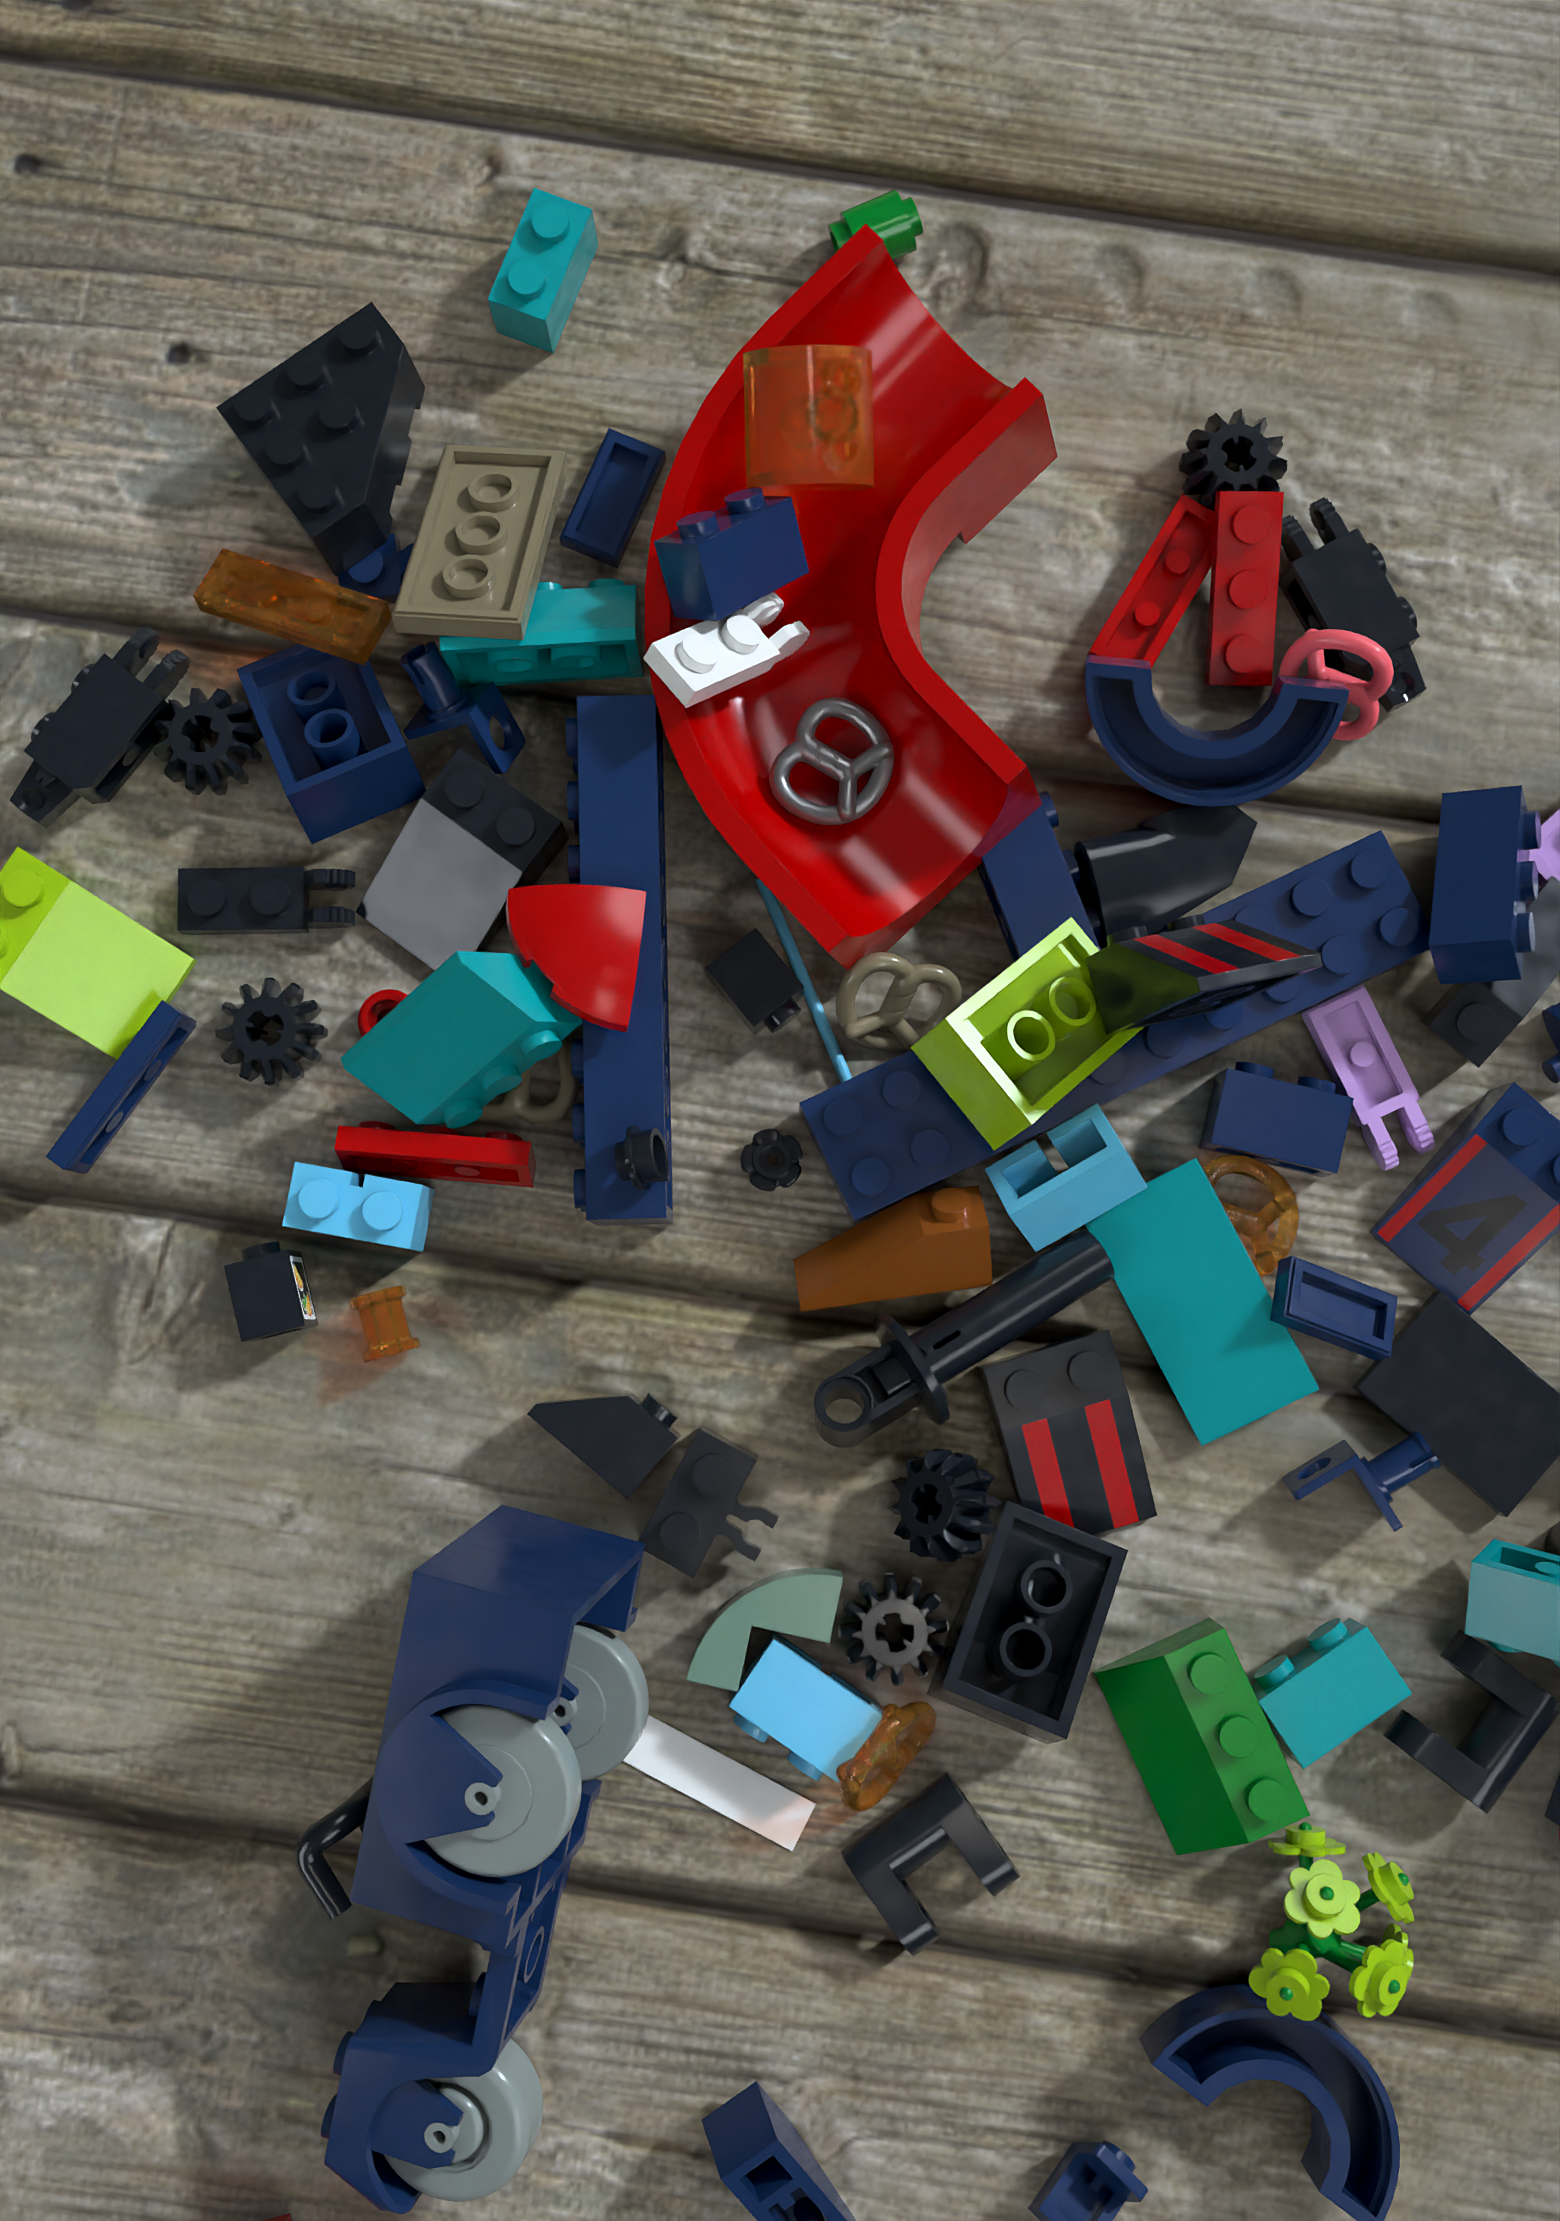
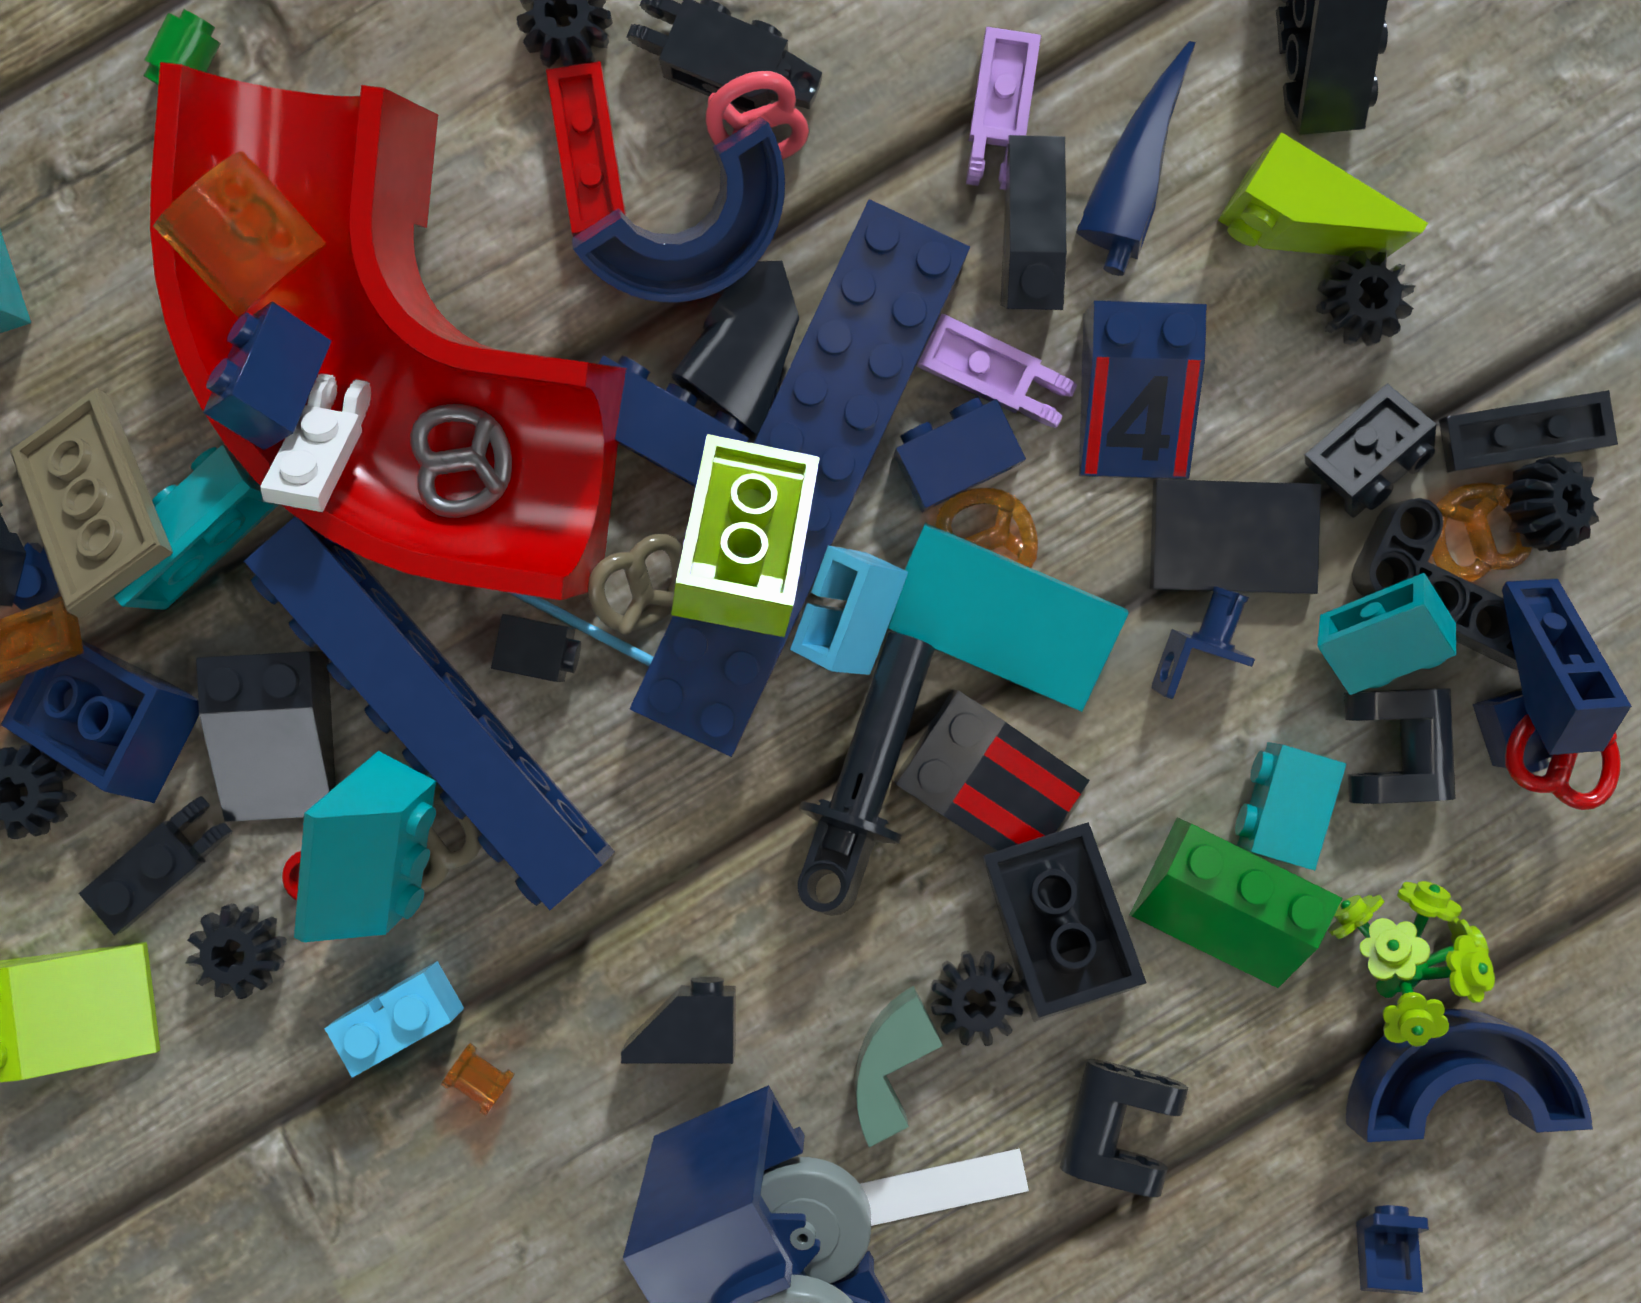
camera: 45 degrees left, 5 degrees up
(122, 1089) = (168, 1071): dark blue tile -> none
(270, 1292) = (384, 1122): black brick -> none
(436, 1154) = (416, 940): red plate -> none
(452, 706) = (169, 630): dark blue bracket -> none
(583, 943) = (389, 731): red brick -> none
(613, 498) = (158, 392): dark blue tile -> none
(642, 1157) = (551, 841): black plate -> none
(699, 1502) = (783, 1024): black brick -> none
(784, 1172) = (659, 753): black plate -> none
(803, 1708) = (963, 1099): medium azure piece -> none
(881, 1751) = (1035, 1085): clear orange piece -> none
(905, 1251) = (782, 746): dark orange slope -> none
(944, 1505) = (945, 893): black gear -> none
(1189, 970) = (813, 410): black slope -> none
(1244, 588) = (641, 102): red plate -> none
(1334, 1308) = (1096, 549): dark blue tile -> none
(1484, 885) = (968, 181): dark blue brick -> none

